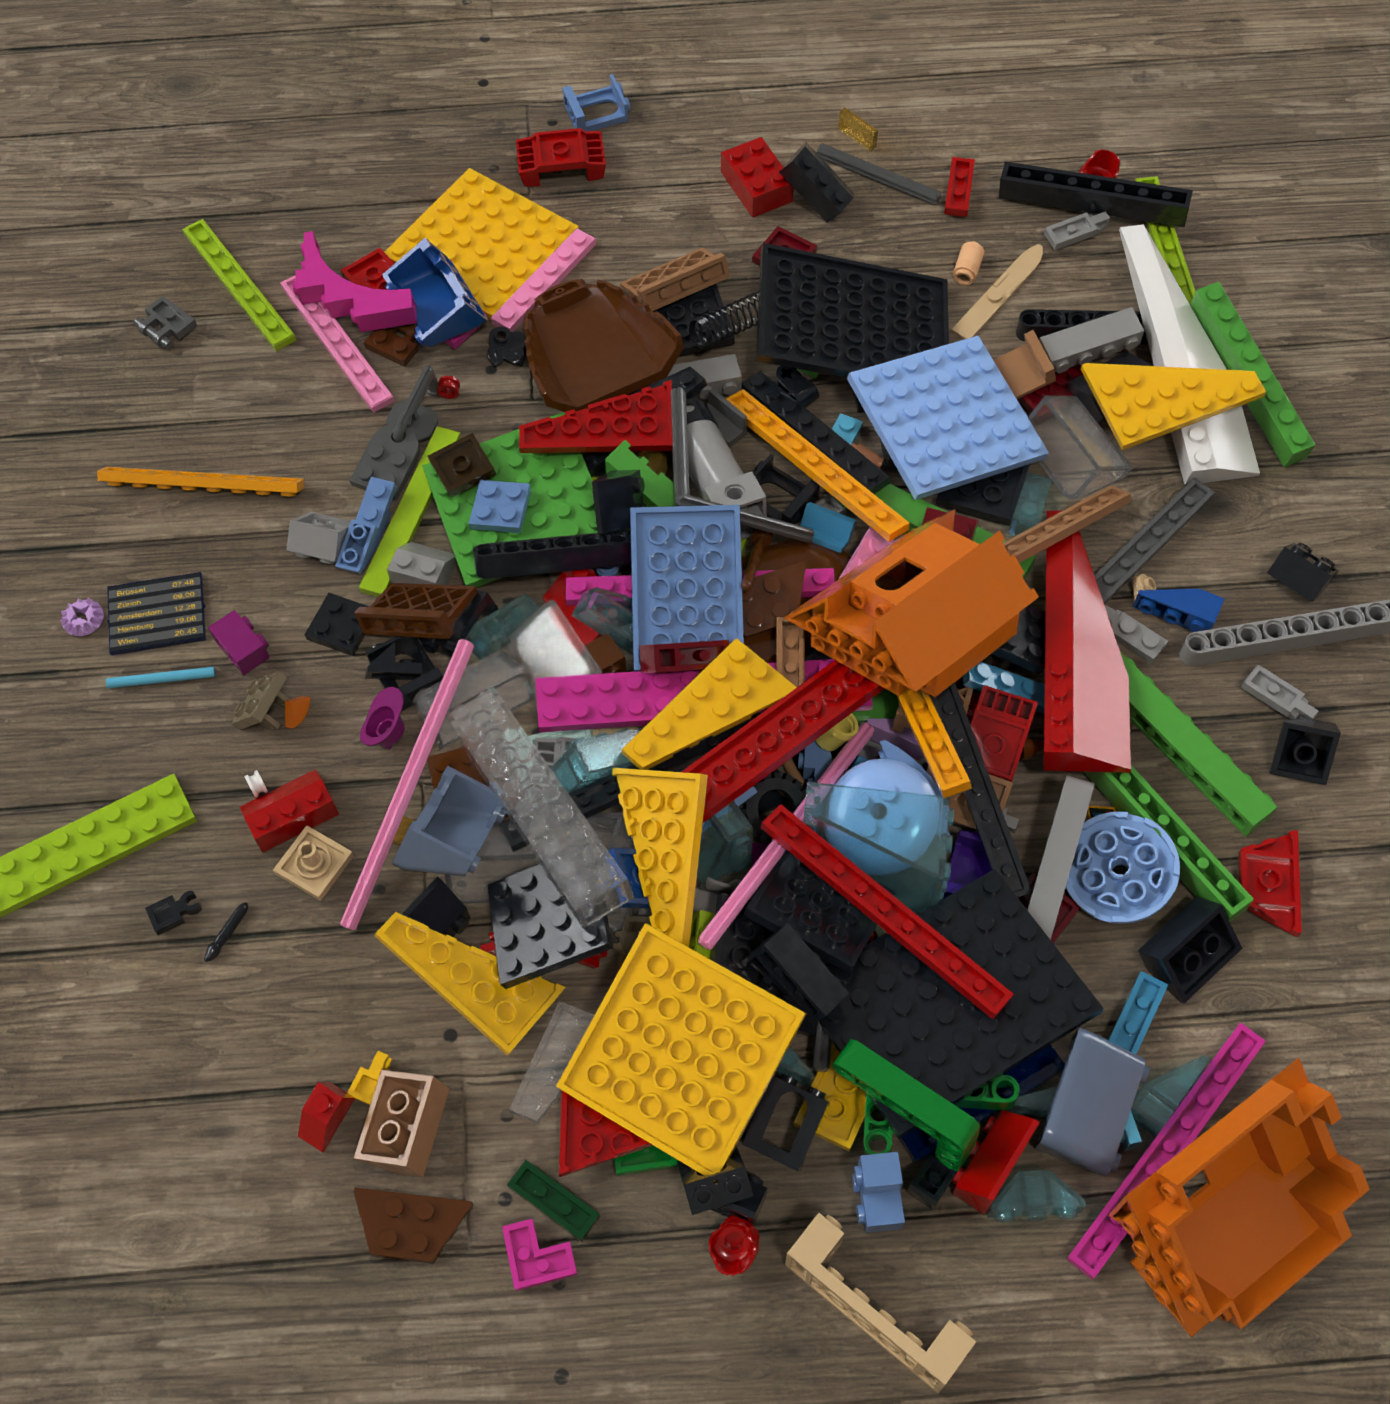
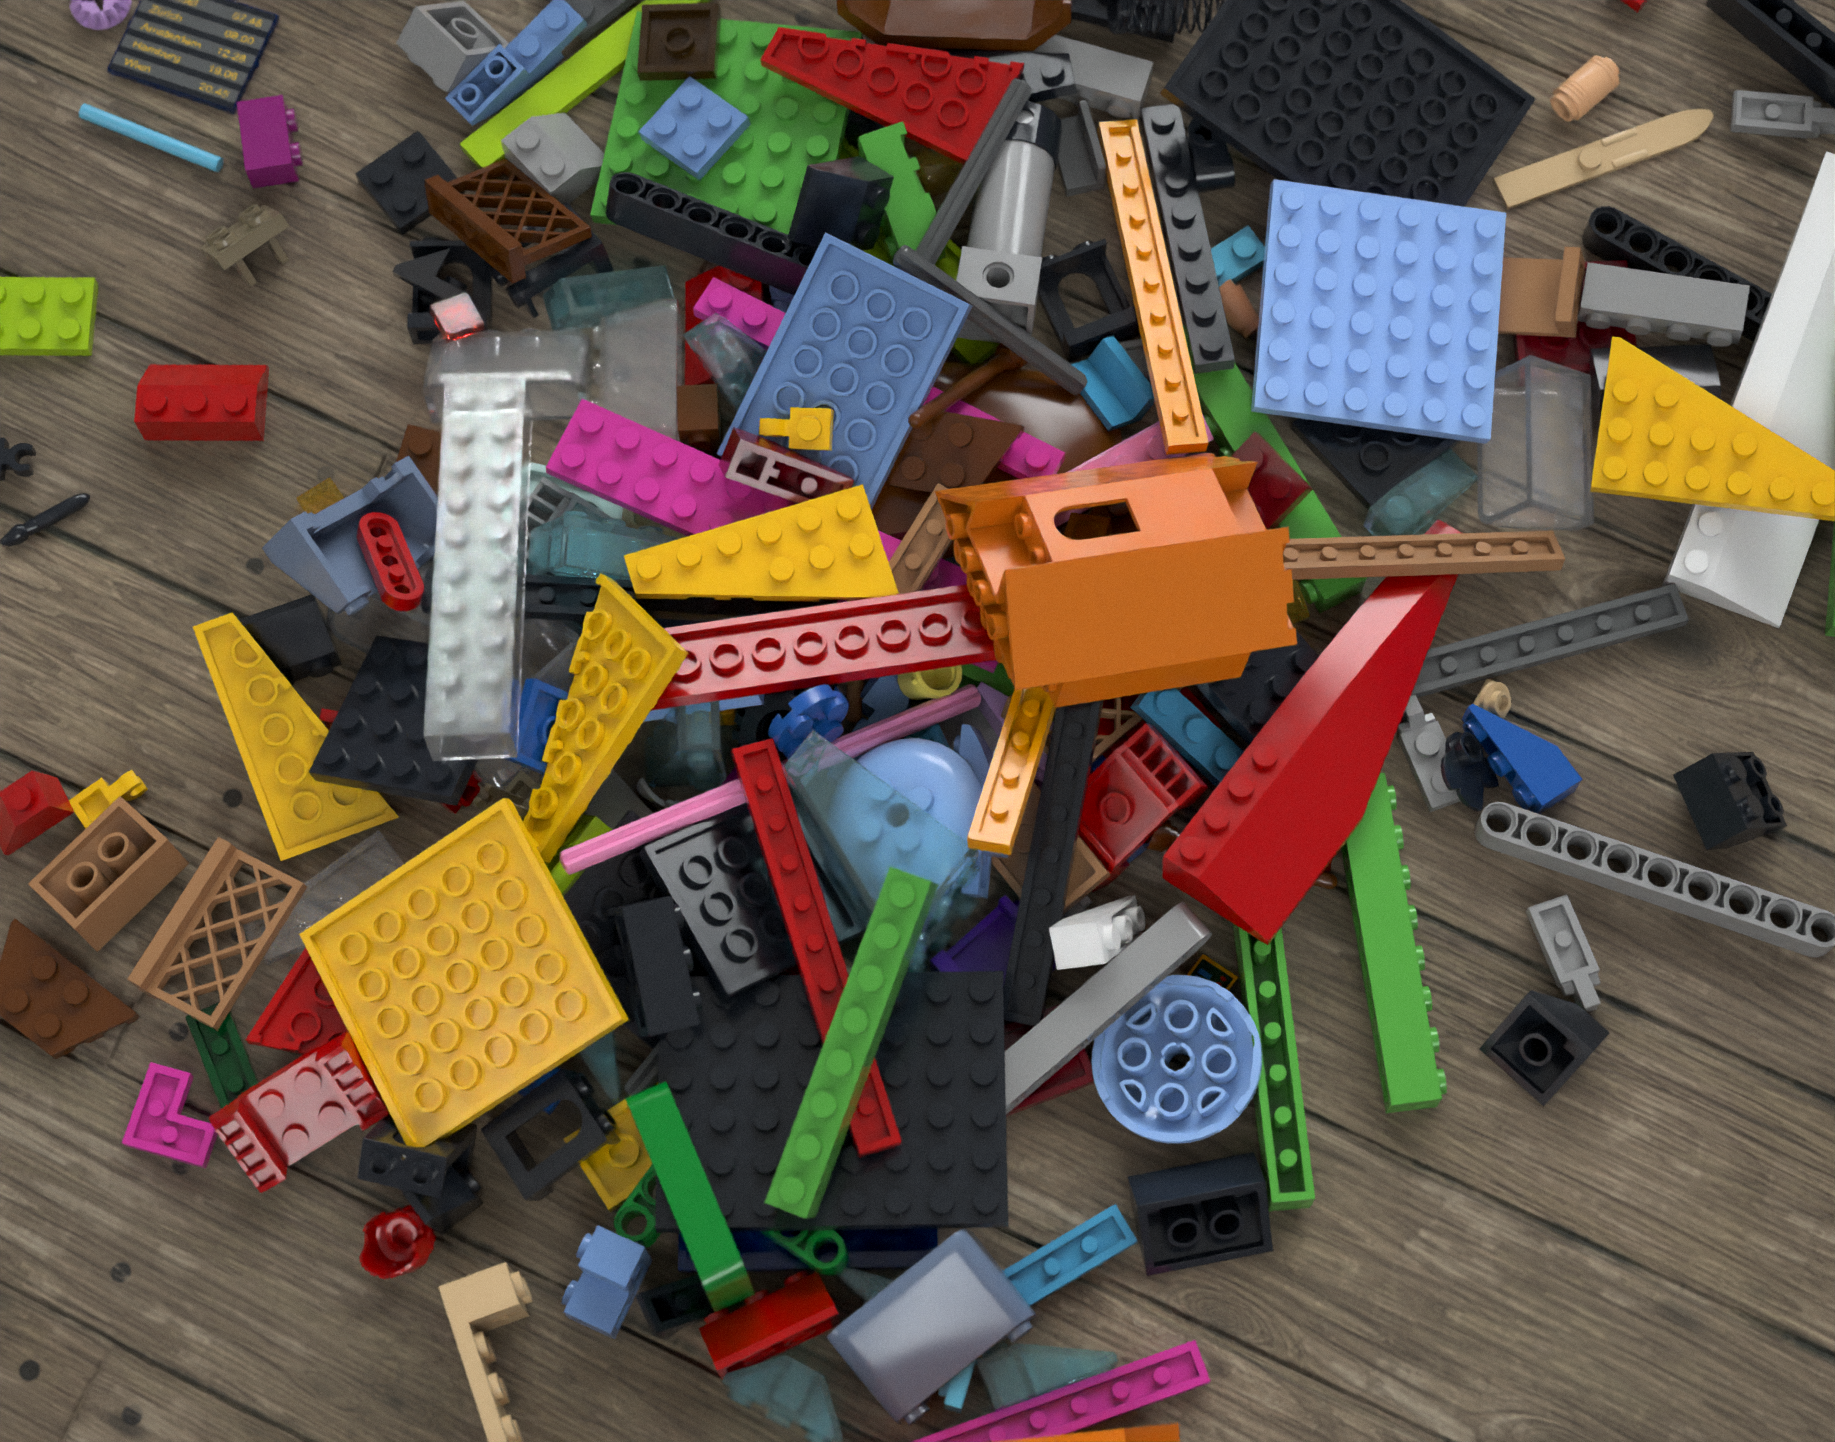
camera: 30 degrees right, 10 degrees up
(256, 784) = (183, 346): white bush -> none
(296, 711) = (287, 273): orange tile -> none
(313, 863) = (193, 488): tan plate -> none
(383, 721) = (382, 348): magenta piece -> none
(407, 785) = (353, 449): bright pink axle -> none
(423, 678) = (456, 317): none -> clear red tile
(472, 1127) = (186, 923): none -> medium nougat fence
(475, 832) = (390, 561): none -> red plate
(621, 1198) = (299, 1110): none -> plate
(682, 625) = (806, 428): none -> yellow plate
(795, 785) = (814, 710): none -> blue plate
(954, 948) = (851, 1043): none -> bright green brick
(1030, 820) = (1097, 933): none -> white slope
(1155, 623) = (1467, 769): none -> black plate
(1273, 879) = (1372, 1187): red wing -> none

